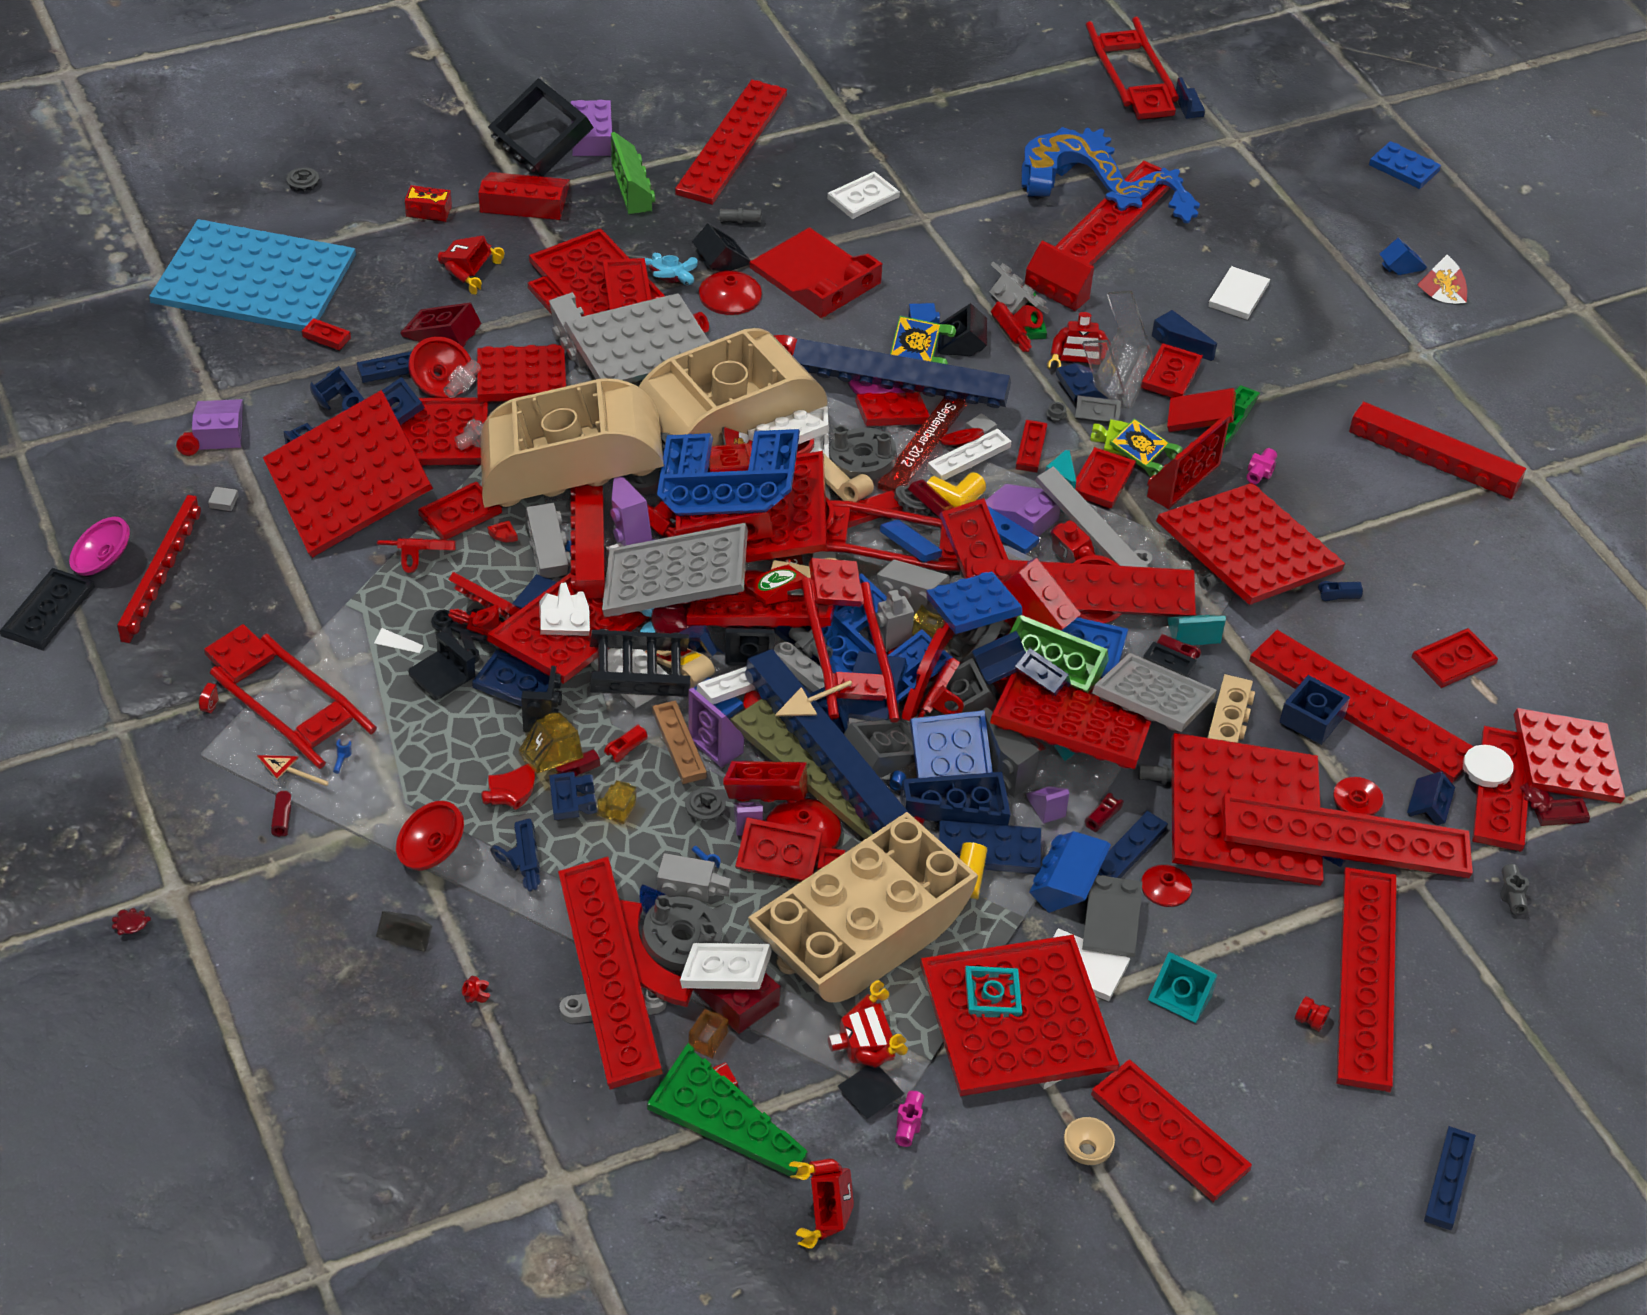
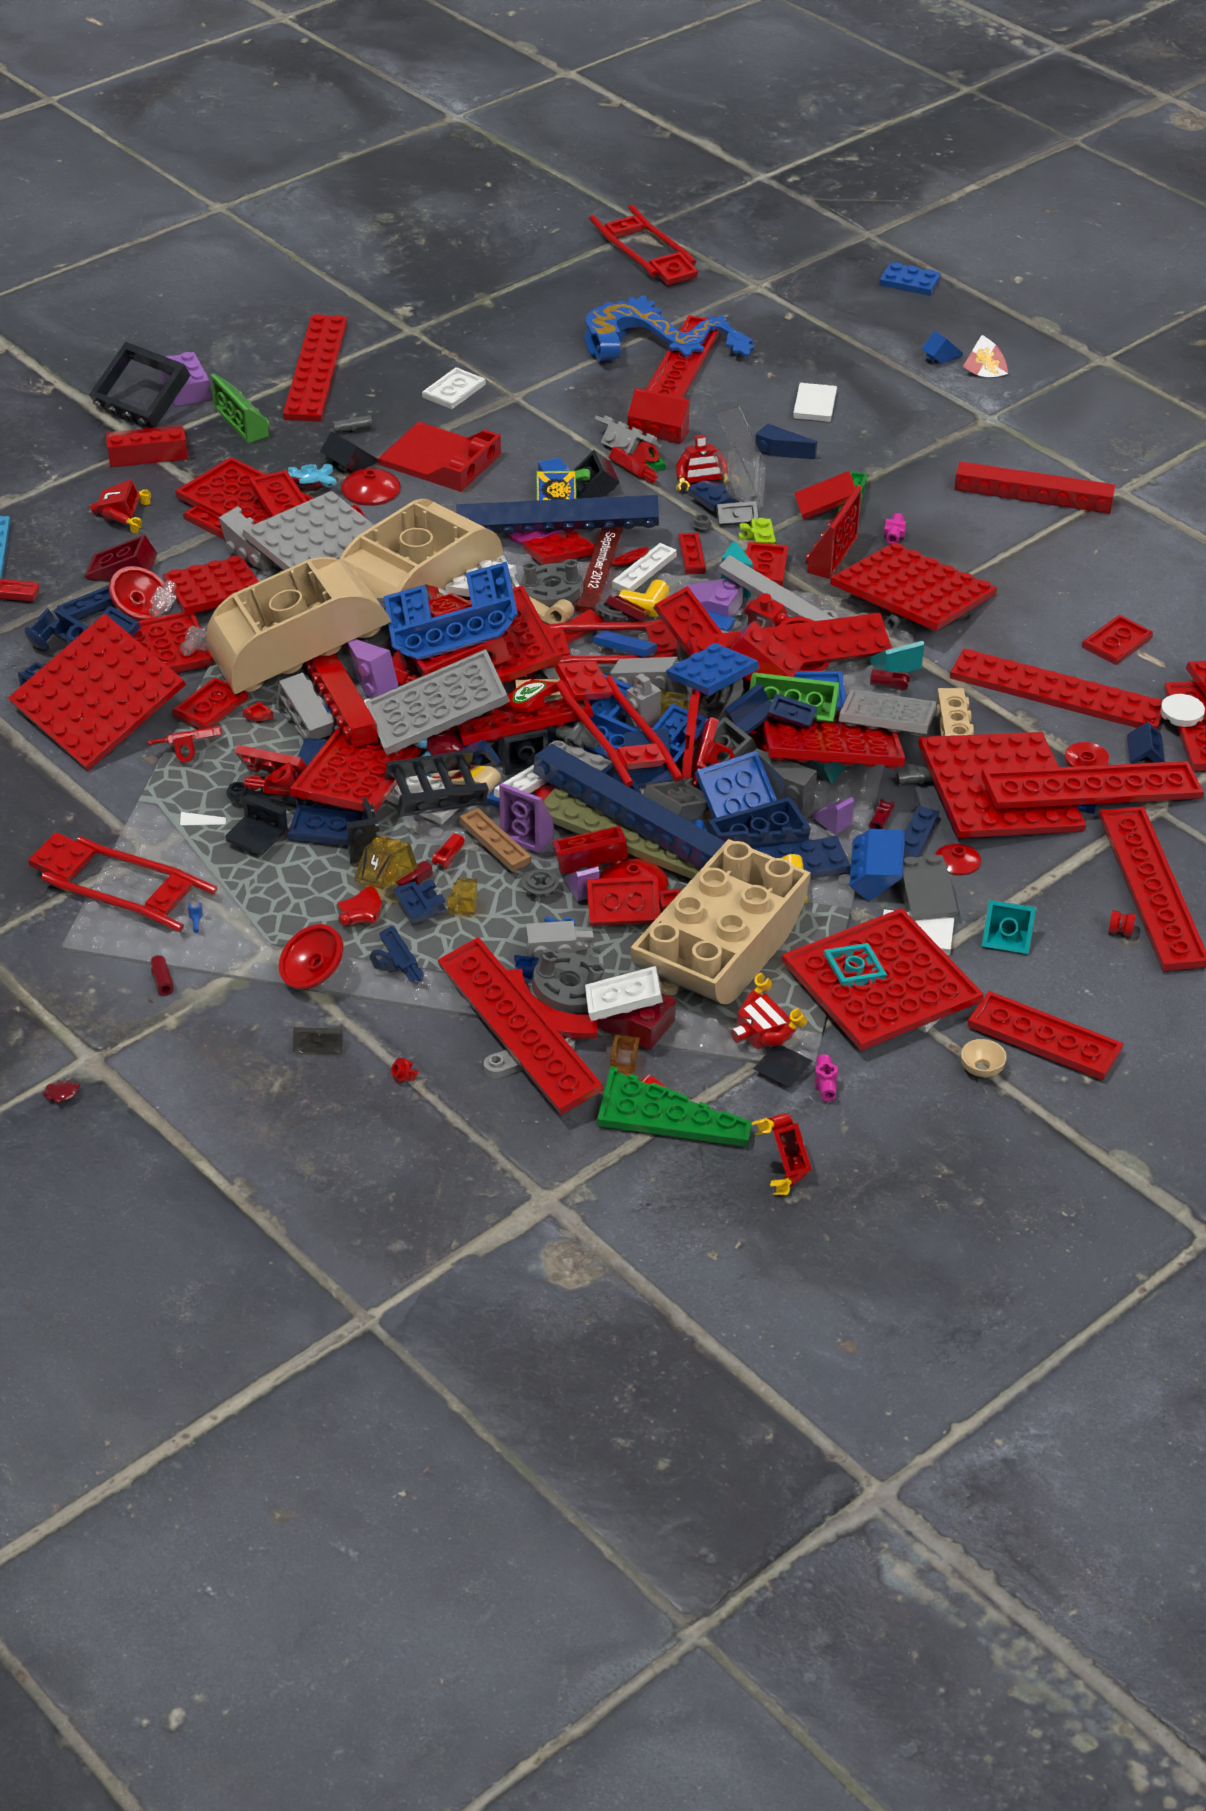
camera: 15 degrees left, 5 degrees down
(208, 698) = (49, 899): red tile -> none
(280, 764) = (143, 936): piece -> none
(428, 203) = (61, 467): red brick -> none
(564, 613) = (351, 758): white plate -> none
(801, 705) = (597, 780): tan piece -> none
(982, 422) = (641, 542): light grey tile -> none
(1144, 446) = (790, 533): flag -> none
(1170, 659) = (887, 686): black plate -> none
(1171, 371) = (786, 472): red plate -> none
(1189, 100) = (704, 262): dark blue panel -> none
(1314, 709) = (1023, 699): dark blue brick -> none
(1340, 590) = (1003, 608): dark blue bar -> none

